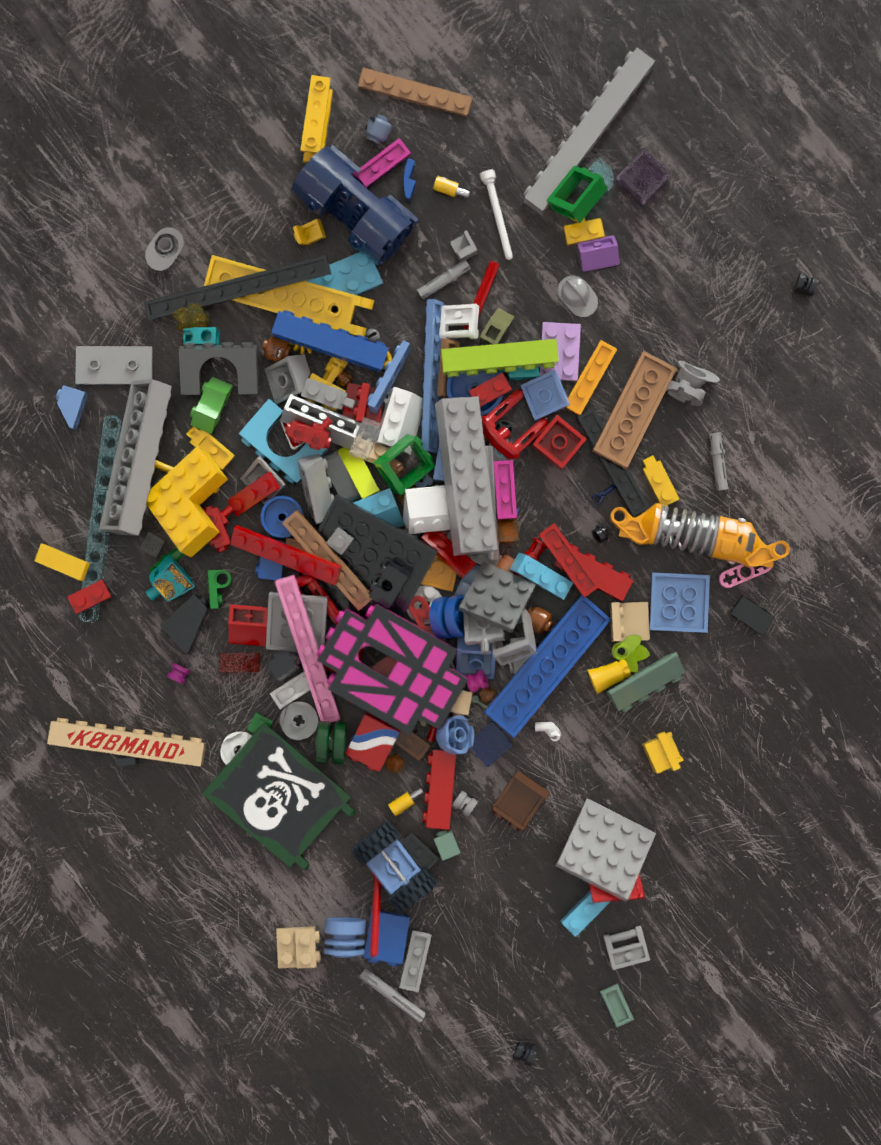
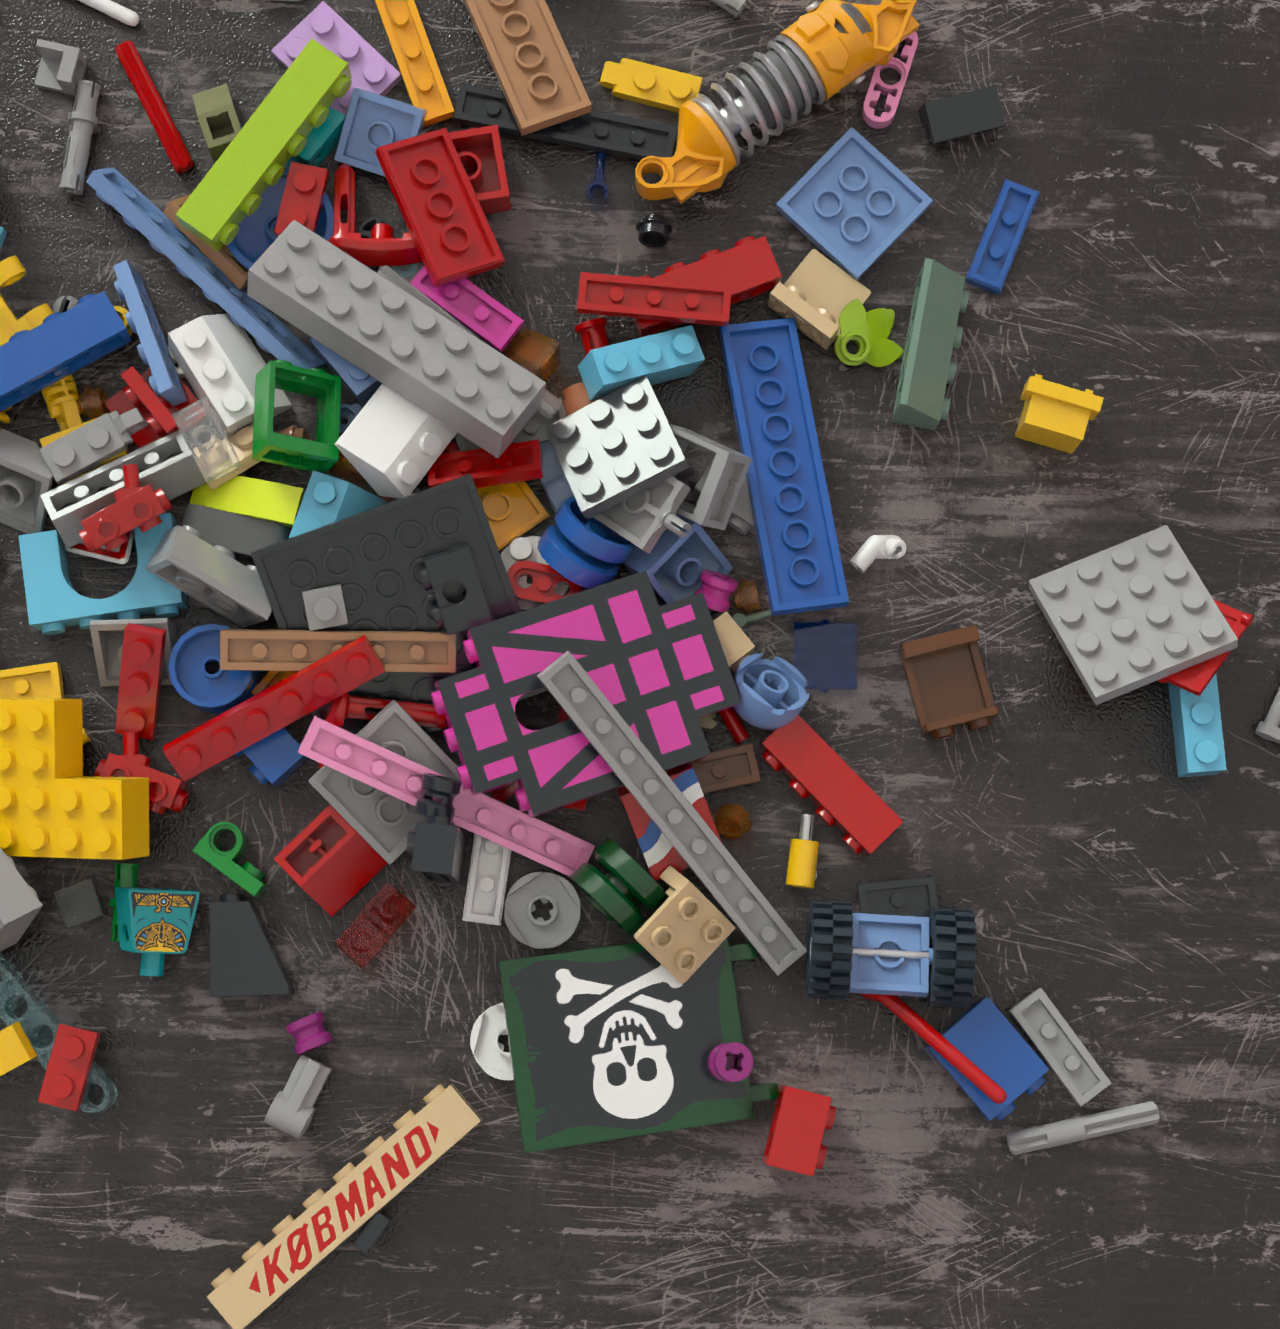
camera: 50 degrees left, 5 degrees down
(148, 690) = (294, 1105): none -> light grey piece
(257, 722) = (489, 977): green plate -> none
(298, 888) = (798, 1131): none -> red brick
(298, 947) = (887, 1211): tan plate -> none
(301, 836) = (723, 1065): none -> magenta wheel
(304, 647) = (441, 788): none -> black wheel
(336, 781) = (683, 928): none -> tan bracket
(344, 936) = (933, 1122): medium blue wheel -> none
(374, 740) = (671, 812): none -> light grey plate
(446, 844) = (922, 847): sand green brick -> none
(459, 315) = (153, 157): white plate -> none
(460, 801) = (883, 767): light grey wheel -> none
(533, 447) = (440, 207): none -> red tile
(540, 619) = (705, 419): dark orange head -> none
(608, 675) = (873, 393): yellow plant -> none
(717, 671) = (1002, 237): none -> blue tile

